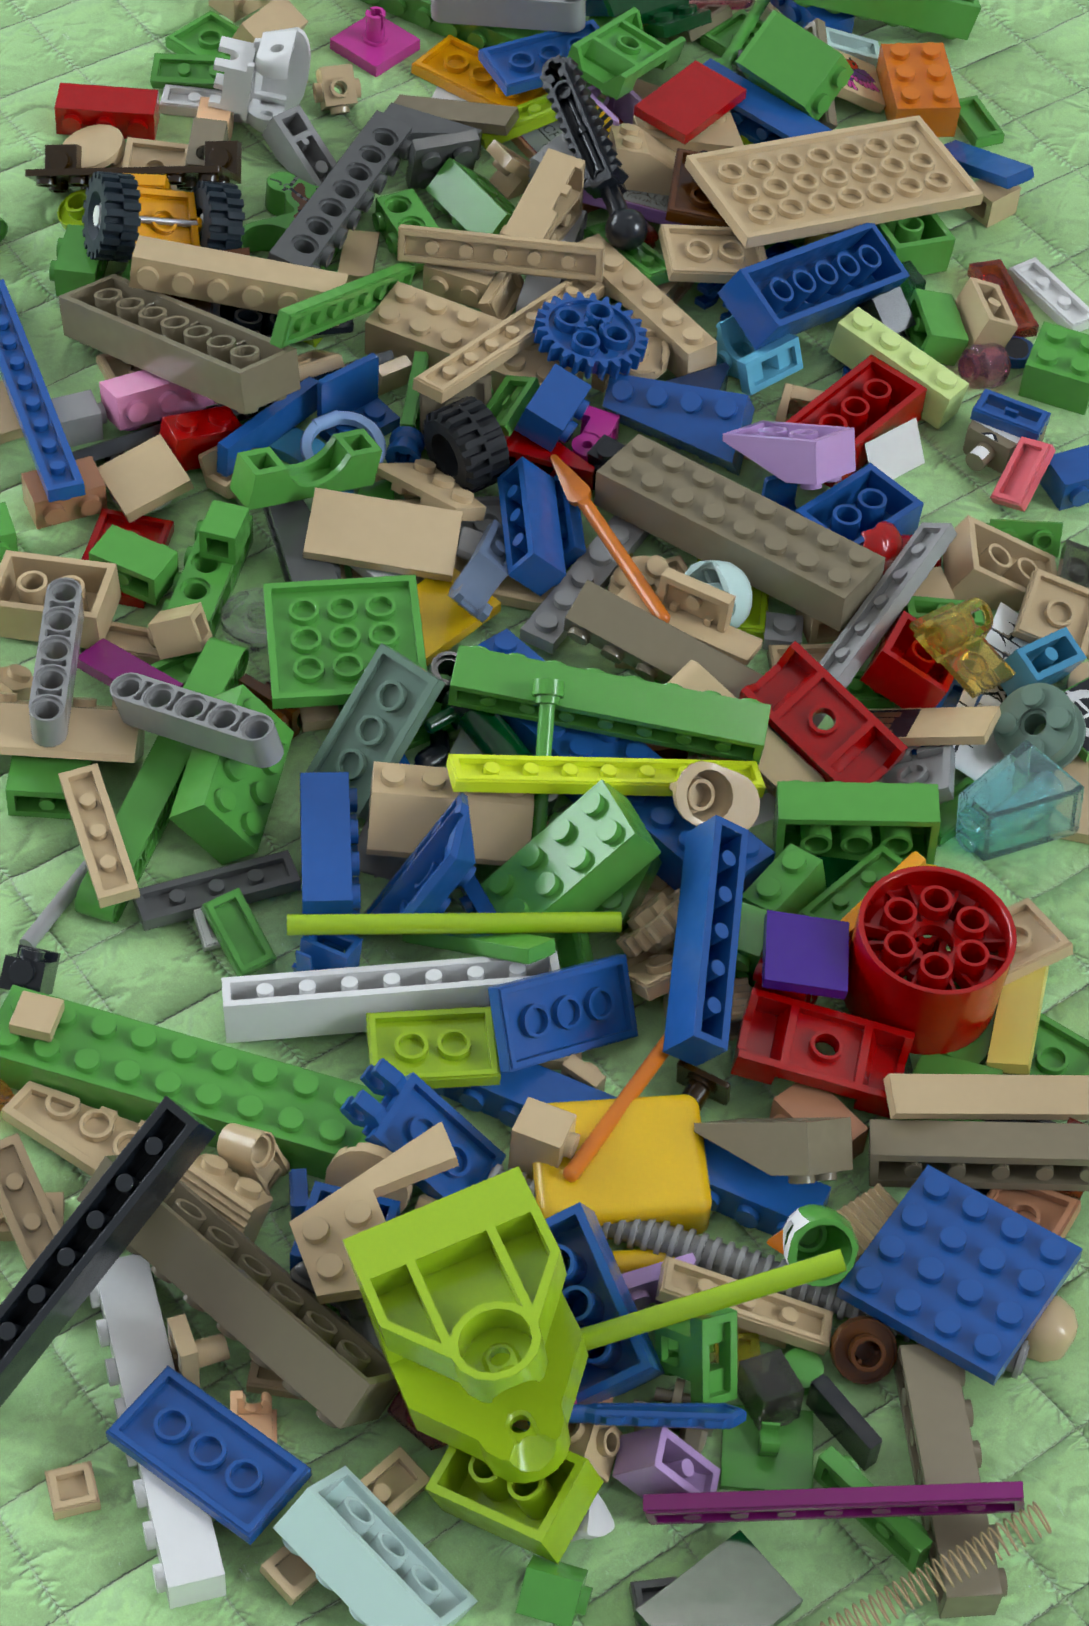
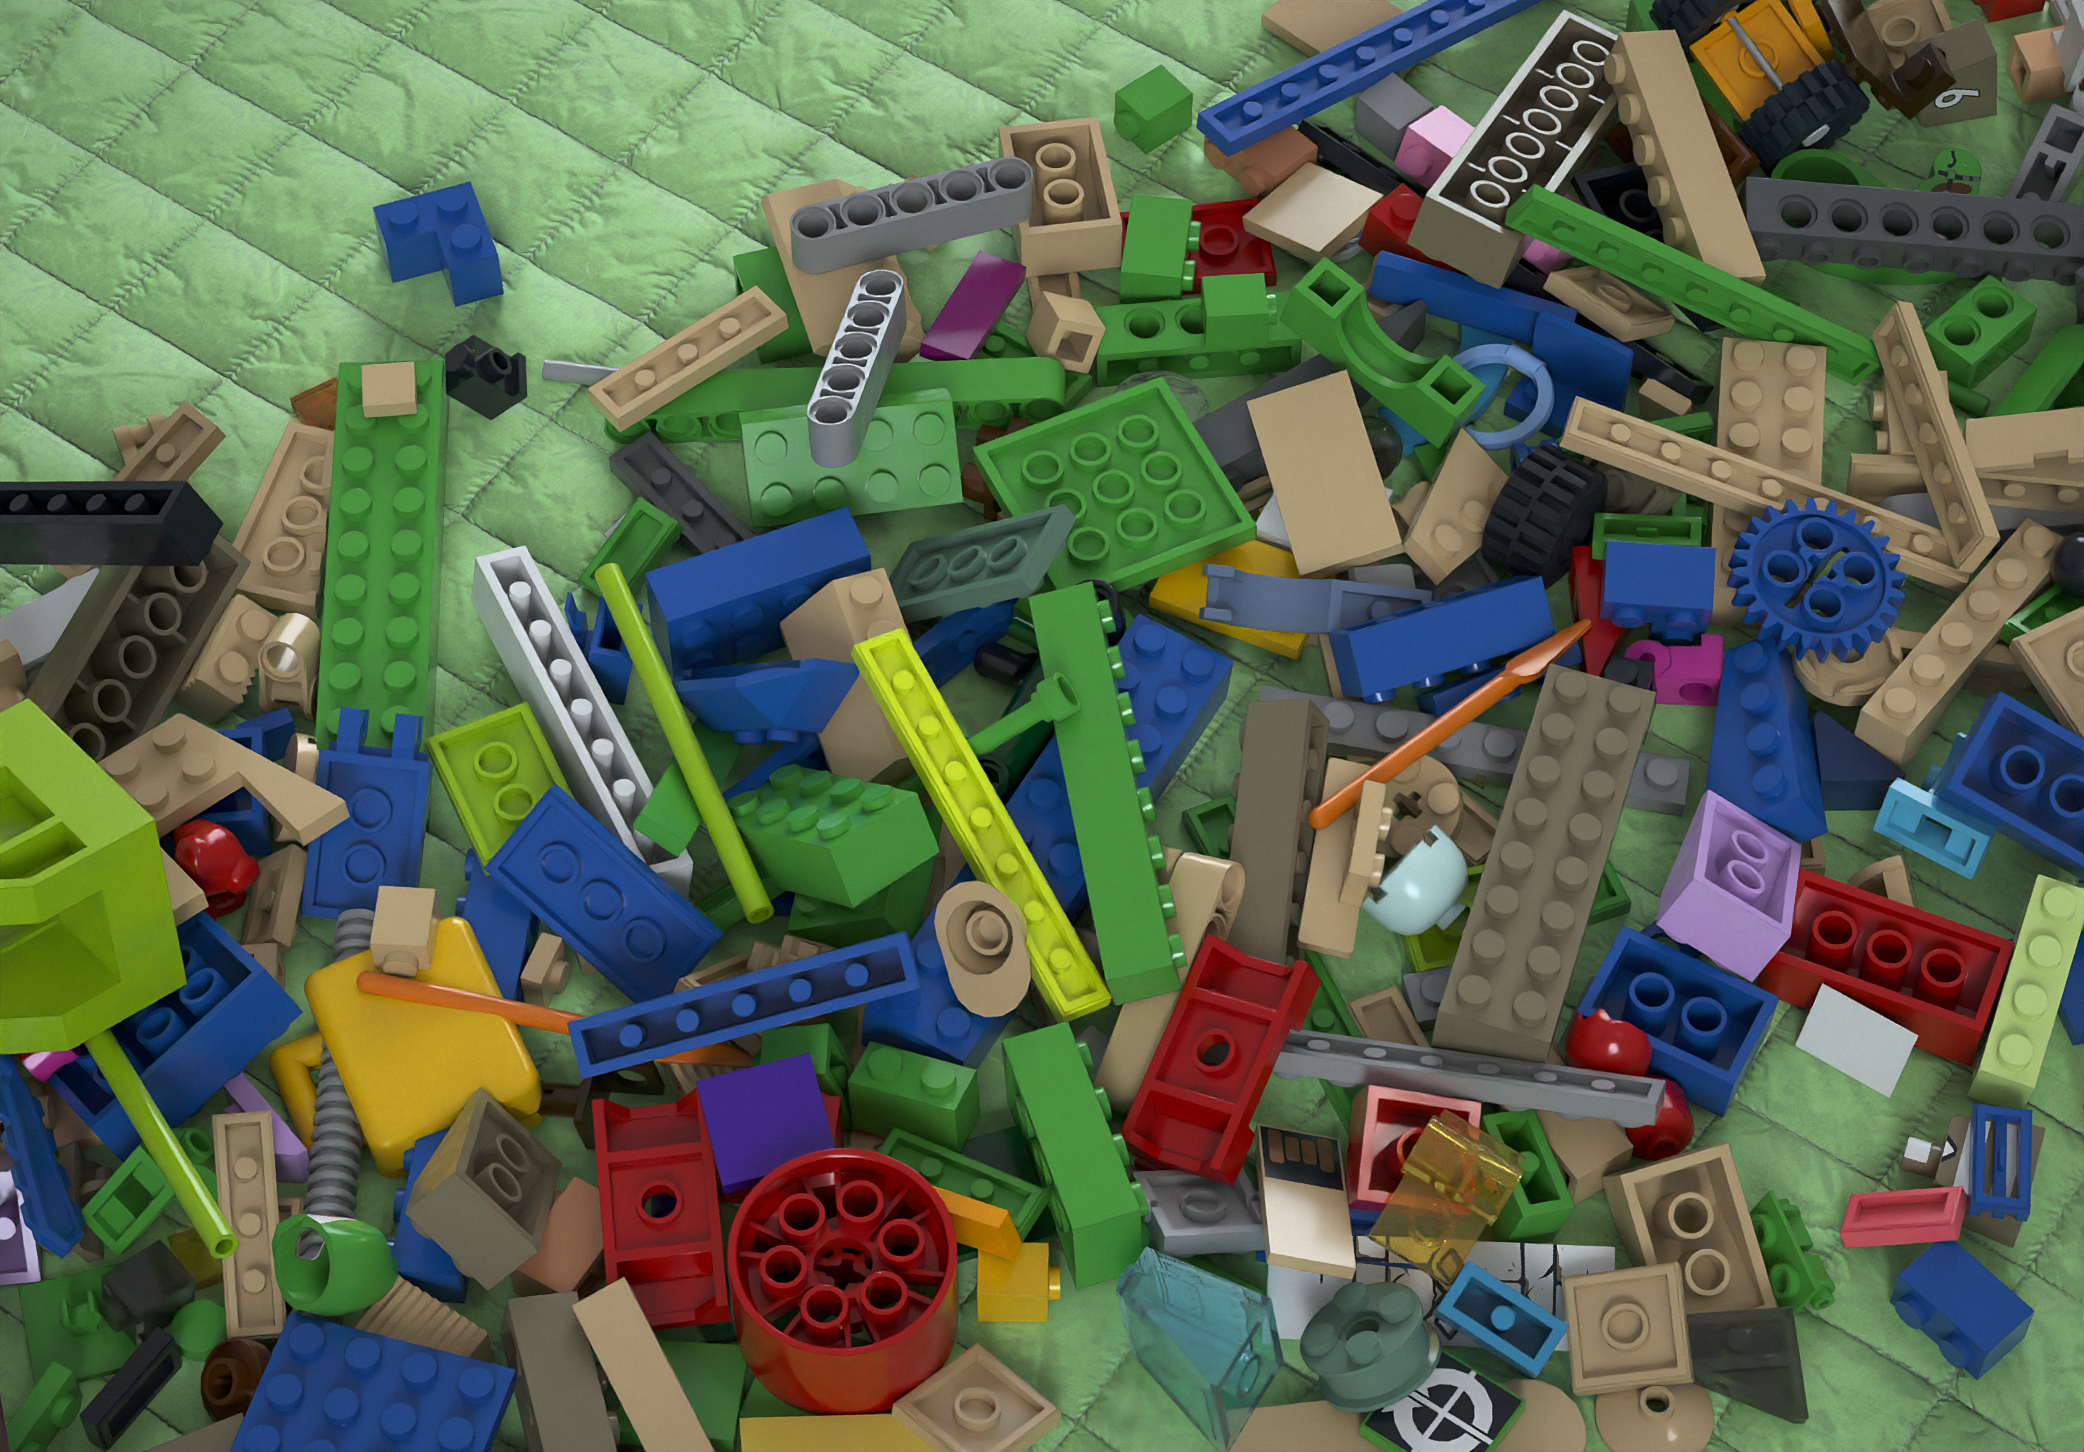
camera: 75 degrees right, 5 degrees up
(359, 254) = (1866, 305): tan tile -> none

